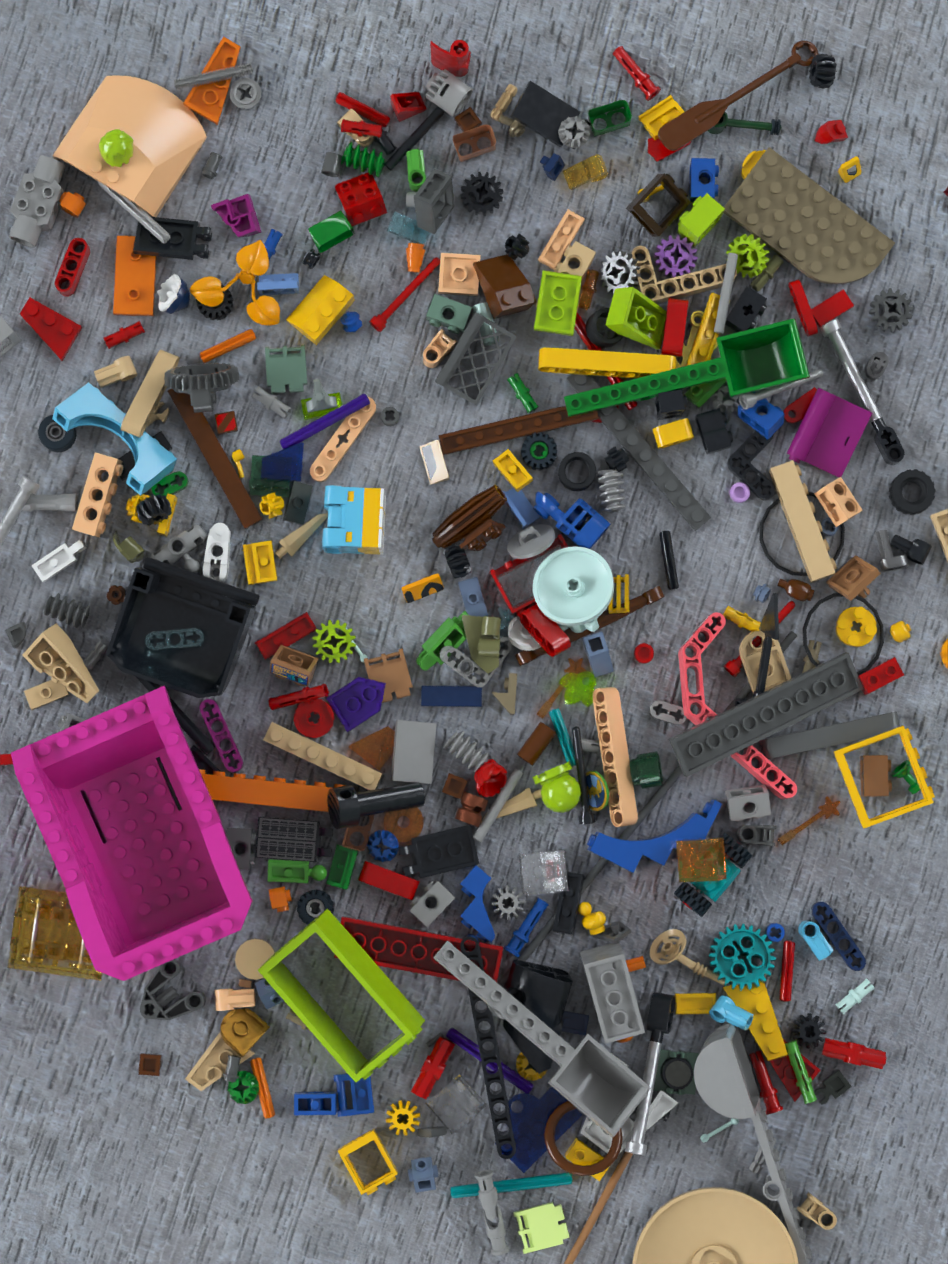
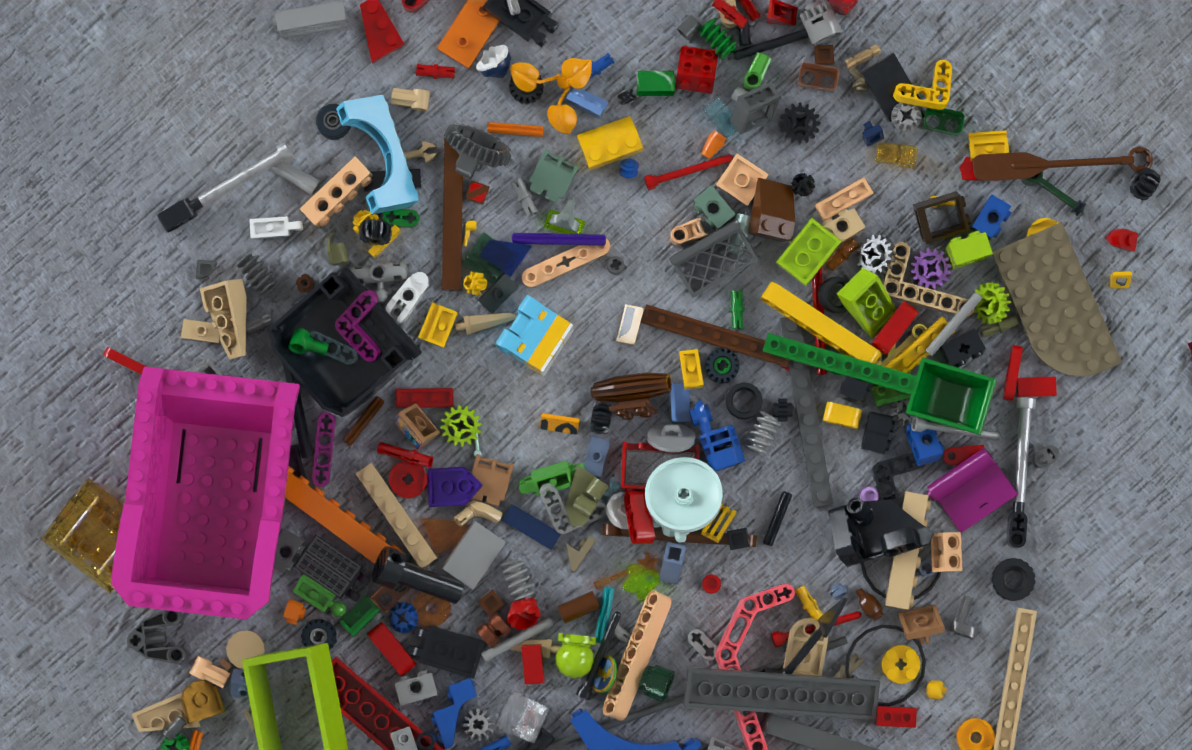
camera: 30 degrees right, 0 degrees up
(144, 648) = (303, 342): none -> green pin
(149, 394) = (427, 133): tan beam -> none
(150, 1064) = (110, 685): reddish brown tile -> none
(180, 604) = (352, 323): none -> magenta beam
(239, 215) = (588, 26): magenta slope -> none
(242, 688) = (363, 421): none -> reddish brown axle
(394, 708) = (478, 509): none -> tan arm
(525, 819) = (533, 664): none -> red tile
(585, 99) = (931, 94): none -> yellow beam
(641, 79) = (989, 103): red pin -> none
(645, 598) = (738, 539): none -> black tile
(764, 519) = (874, 531): none -> black panel
(885, 304) = (1082, 409): dark grey gear -> none
(916, 550) = (987, 629): black axle -> none

